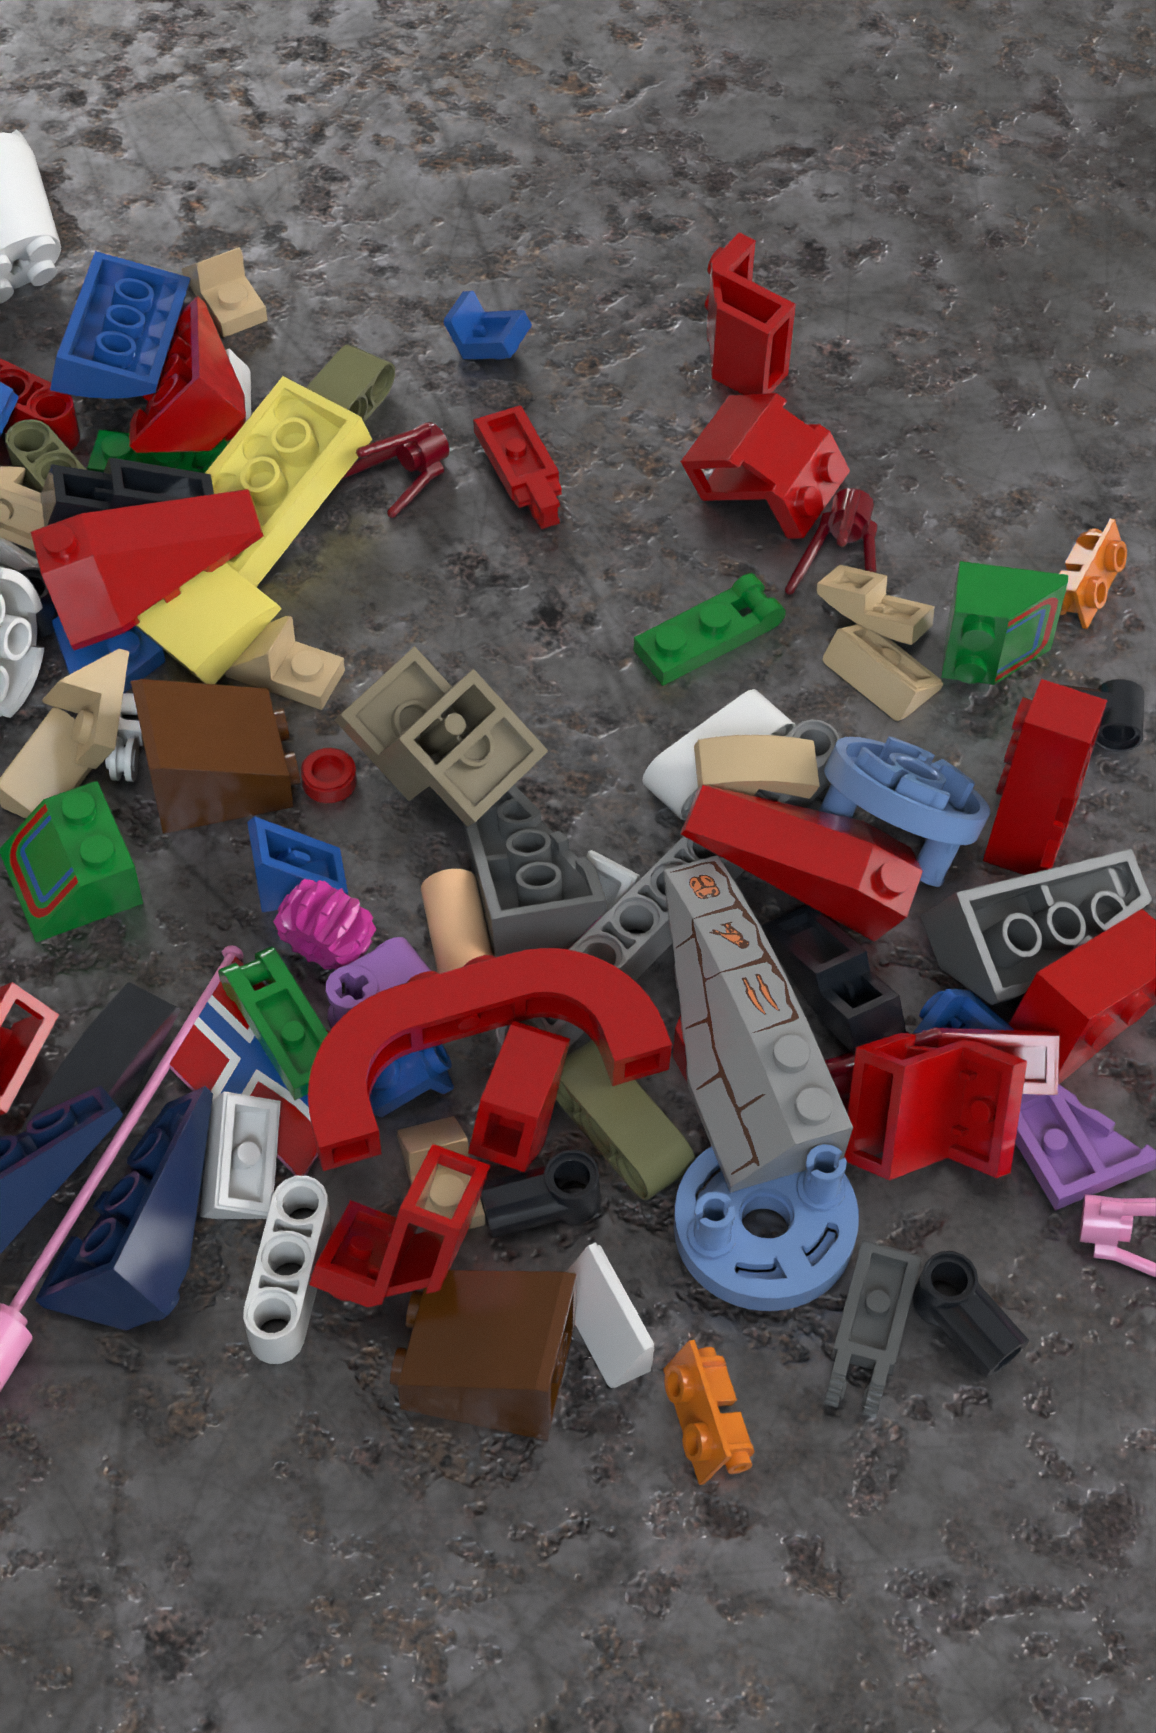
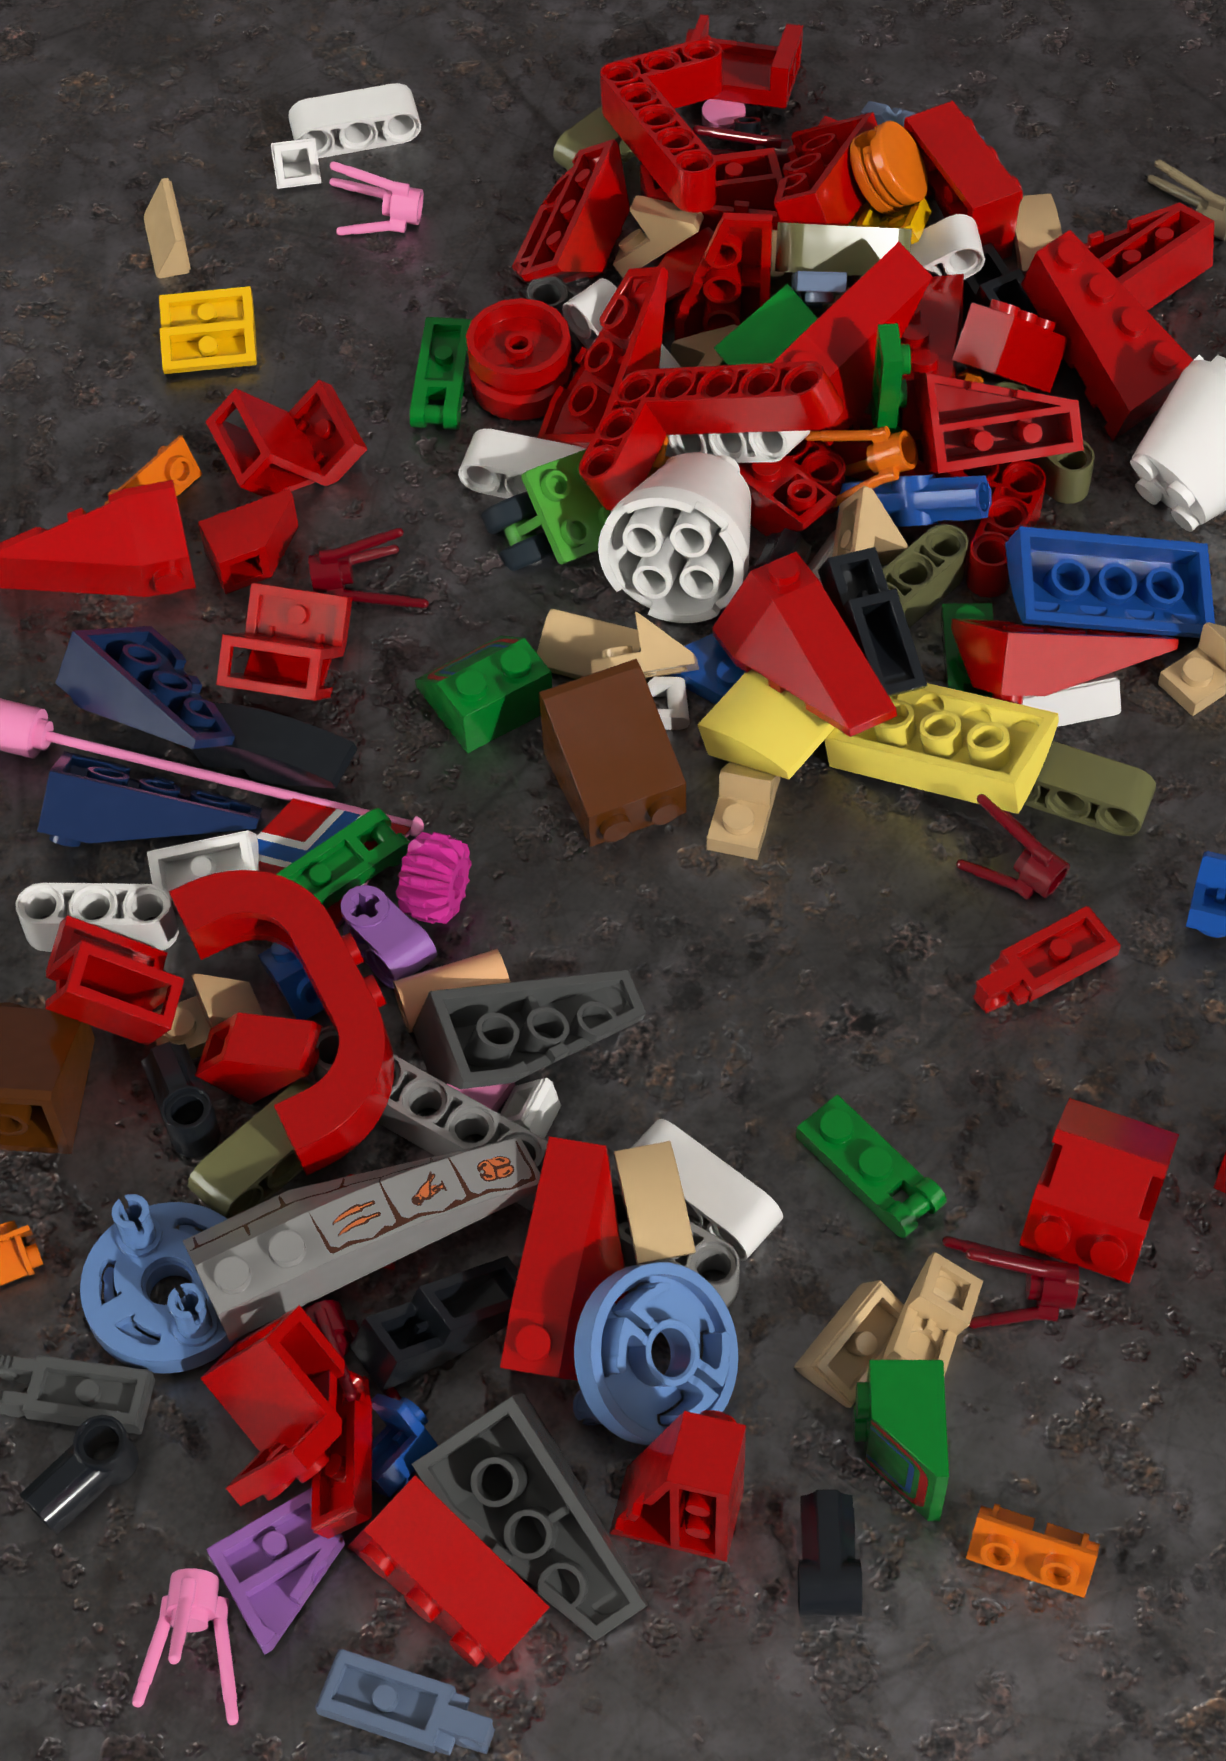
camera: 85 degrees right, 0 degrees up
(288, 857) = (504, 845): blue slope -> none
(328, 775) = (625, 865): red tile -> none
(441, 736) = (656, 931): dark tan bracket -> none
(609, 1320) = (71, 1175): white slope -> none

